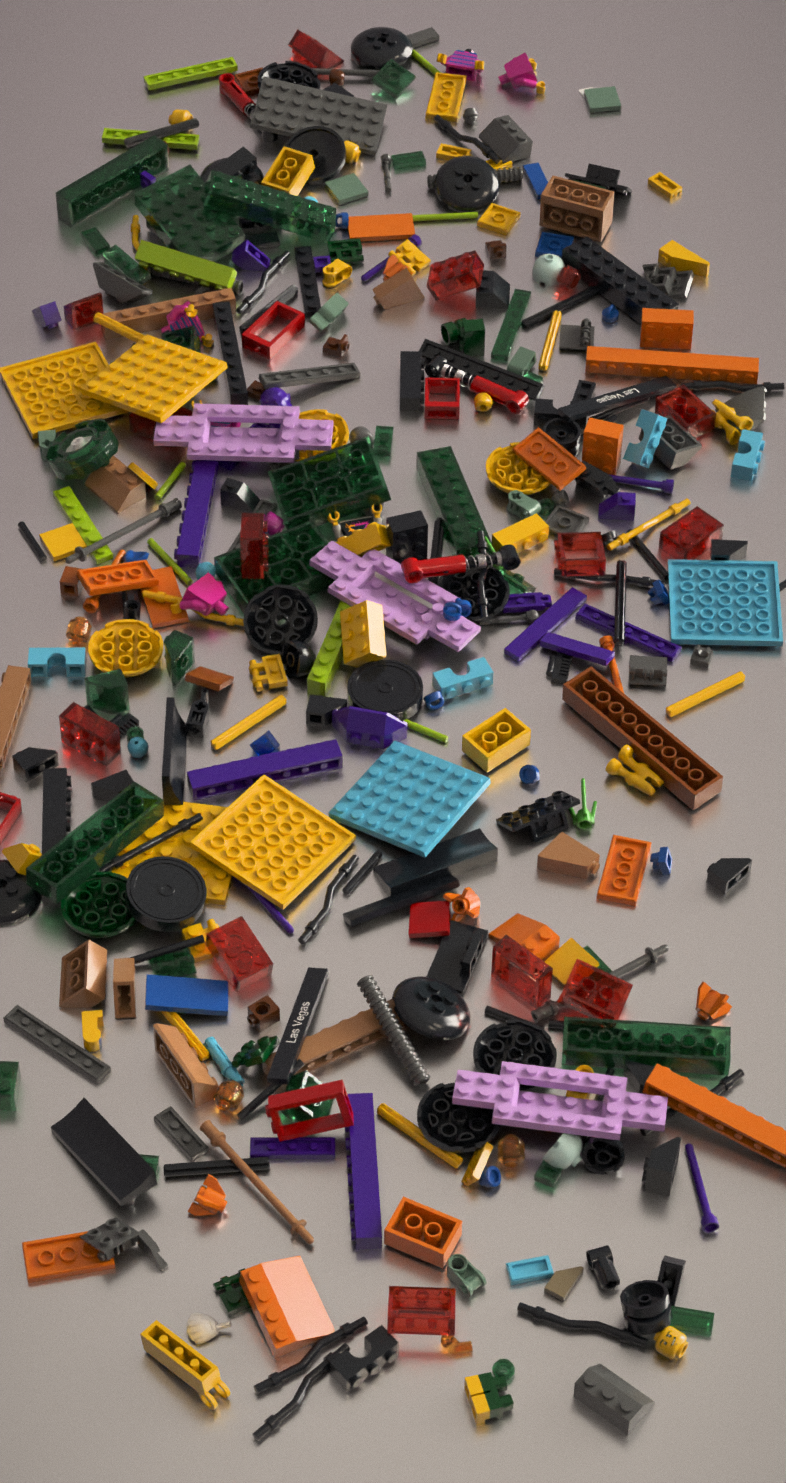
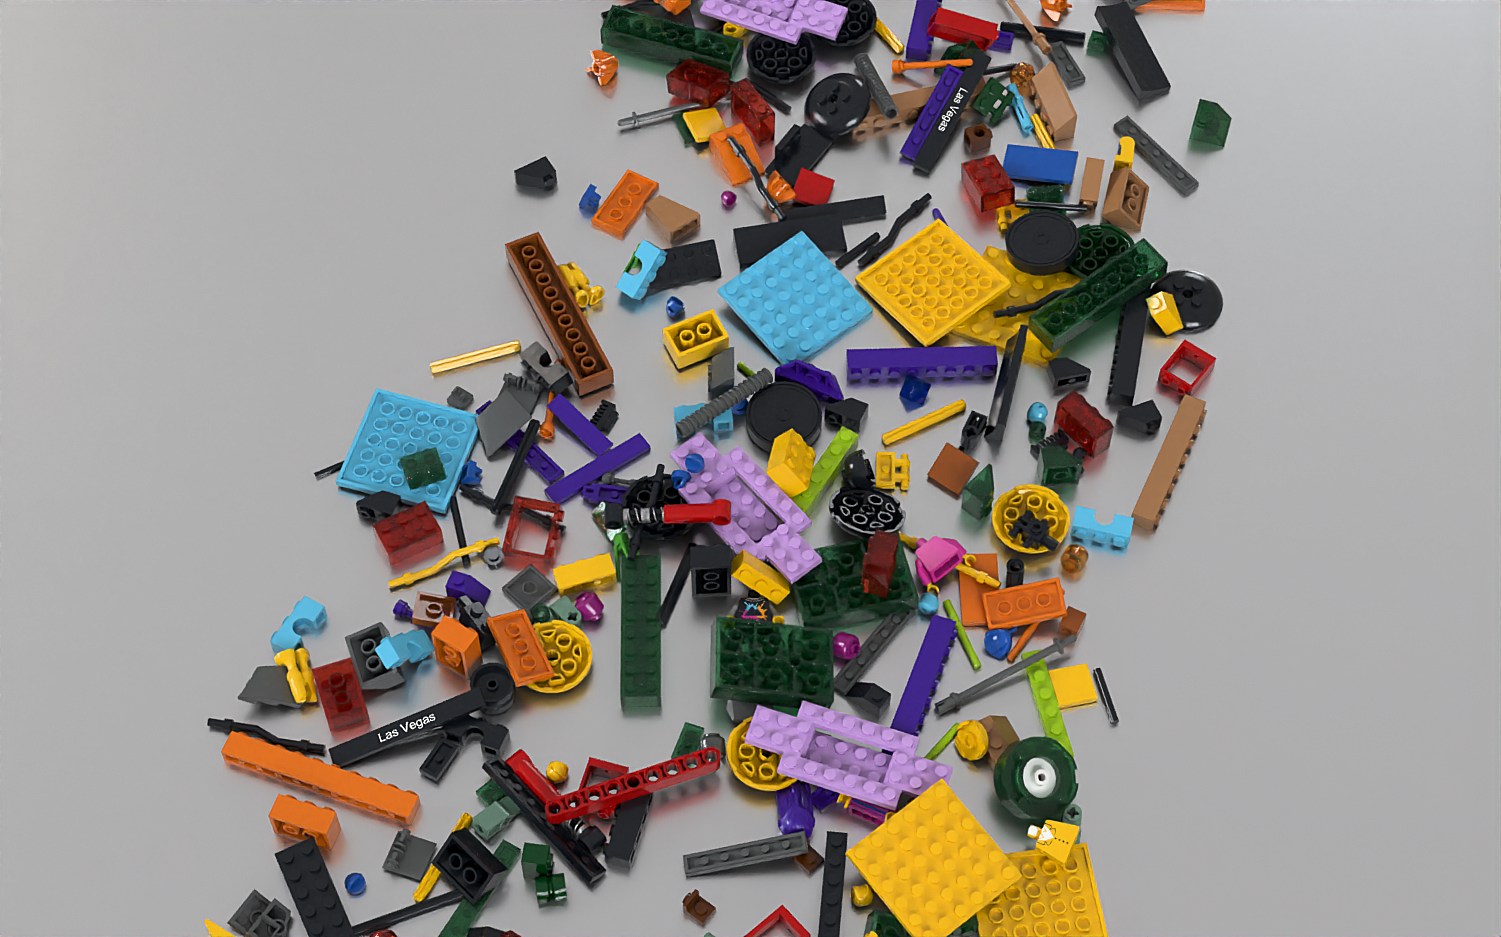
camera: 165 degrees left, 10 degrees up
(57, 417) = (1055, 840): none -> yellow torso
(120, 624) = (1033, 532): none -> black piece
(321, 1020) = (931, 112): none -> dark purple tile
(374, 1079) = (900, 66): none -> orange piece
(414, 386) = (626, 792): none -> red beam
(444, 676) = (724, 402): none -> dark grey piece
(456, 713) = (722, 373): none -> dark grey slope
(505, 511) = (589, 606): none -> magenta head
(517, 894) = (728, 198): none -> magenta hinge
(518, 917) = (740, 152): none -> black bar
(523, 328) = (469, 865): none -> black slope
(571, 785) = (651, 259): none -> medium azure arch
(621, 675) = (553, 378): none -> arch
(639, 480) = (431, 609): none -> dark orange plate
(649, 630) = (501, 422): none -> dark grey slope
(703, 580) = (423, 468): none -> clear green hinge

